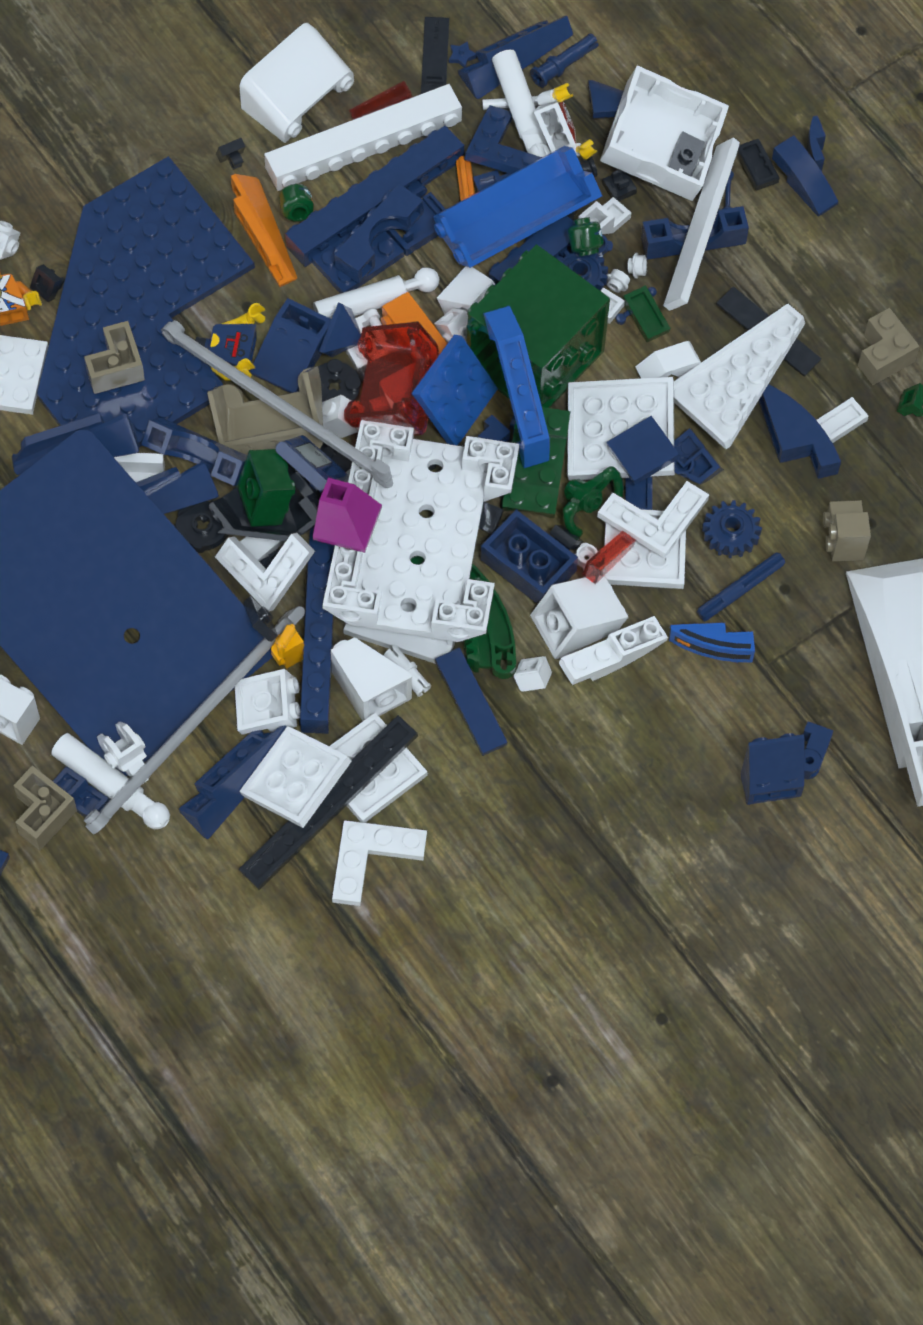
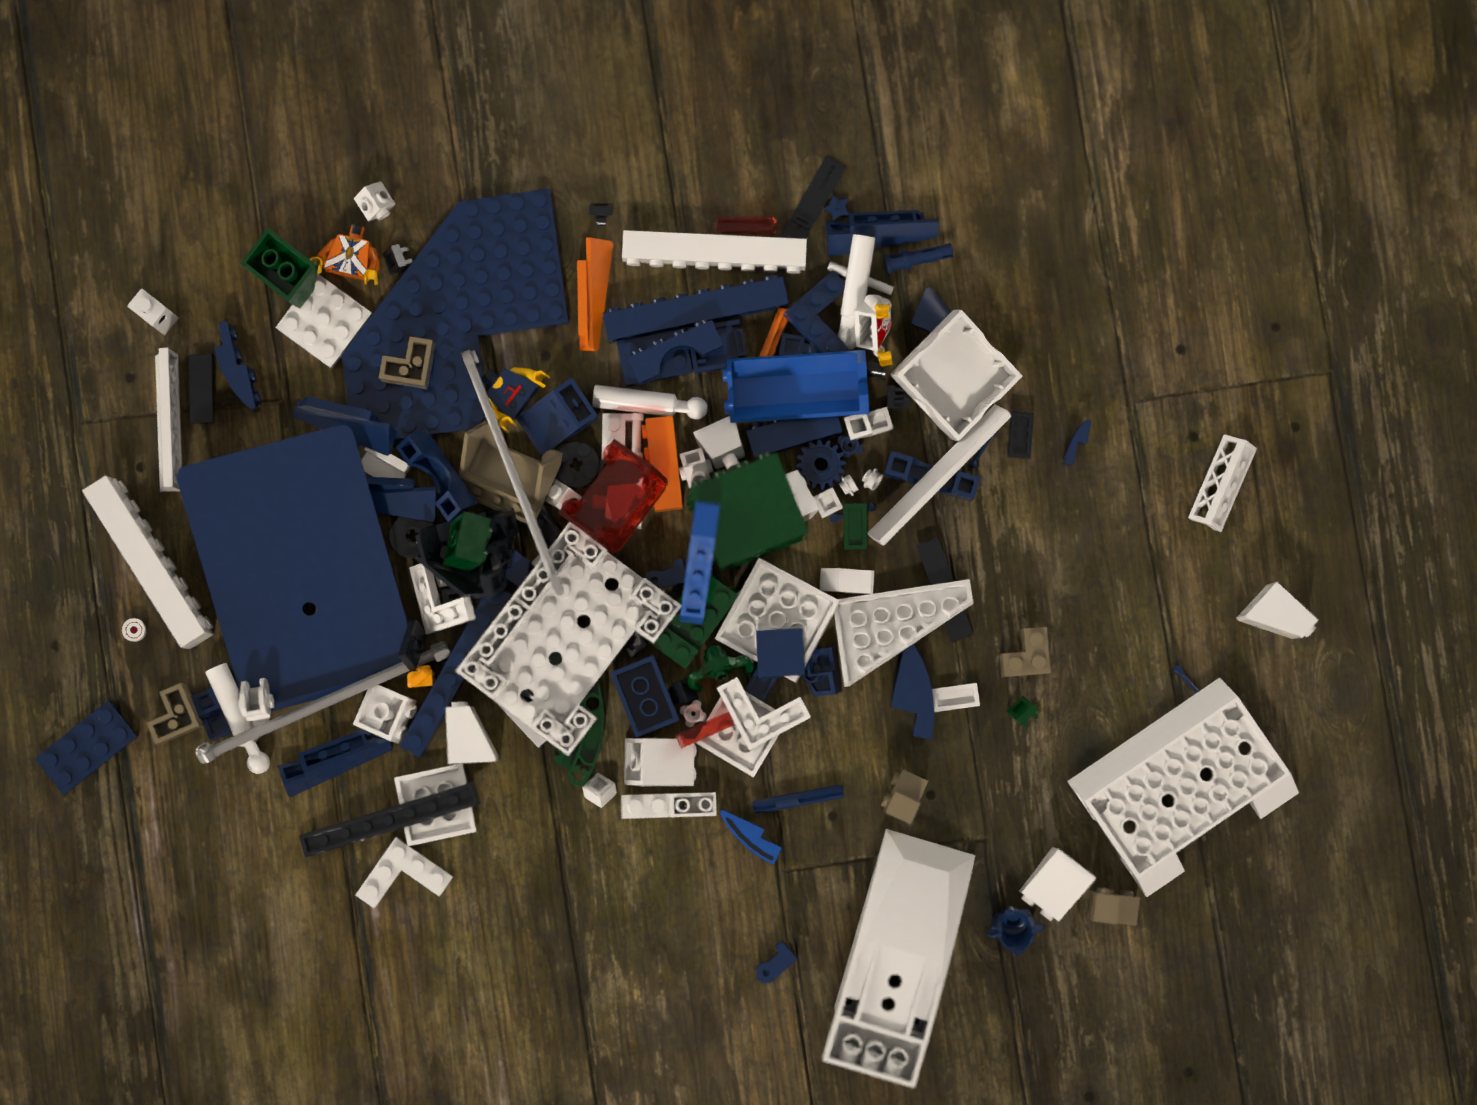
camera: 25 degrees right, 20 degrees up
(293, 81) = (683, 173): white windscreen -> none
(295, 776) = (373, 788): white plate -> none
(296, 202) = (627, 286): dark green head -> none
(310, 461) = (512, 535): dark blue container -> none
(342, 332) = (603, 425): dark blue slope -> none
(346, 516) = (507, 611): magenta slope -> none
(418, 682) = (505, 739): white pin -> none
(455, 390) = (659, 527): blue plate -> none
(471, 702) = (539, 790): dark blue tile -> none
(585, 236) = (837, 442): dark green head -> none
(686, 153) = (962, 402): plate -> none
(733, 517) = (829, 752): dark blue gear -> none
(773, 769) = (731, 971): dark blue slope -> none
(804, 175) = (1052, 467): dark blue slope -> none

